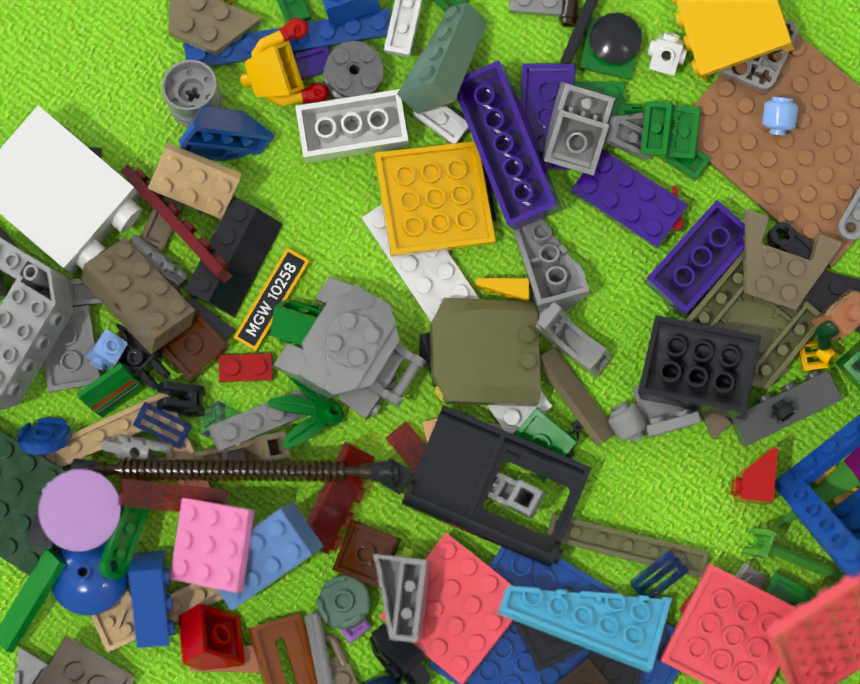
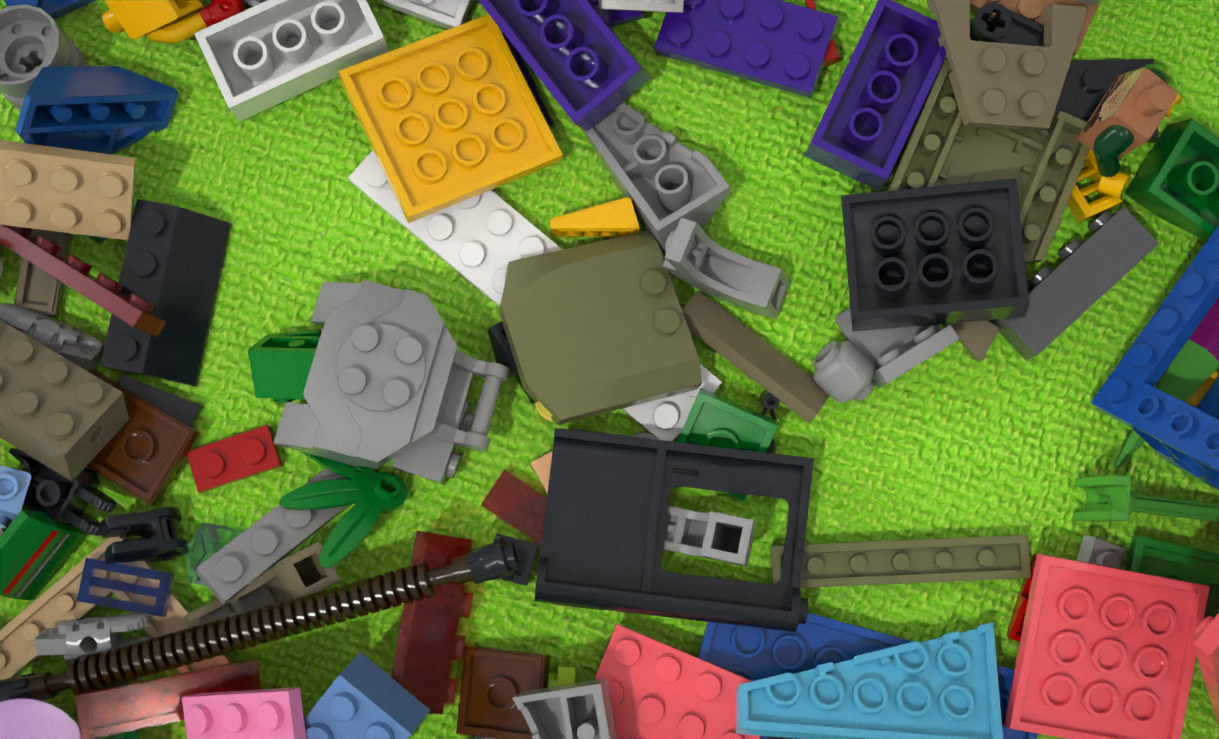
camera: 25 degrees left, 0 degrees up
(276, 289) = (249, 321): tile -> none
(675, 562) = (953, 583): clear blue tile -> none
(756, 481) = (1069, 401): red slope -> none
(783, 410) = (1078, 285): black plate -> none

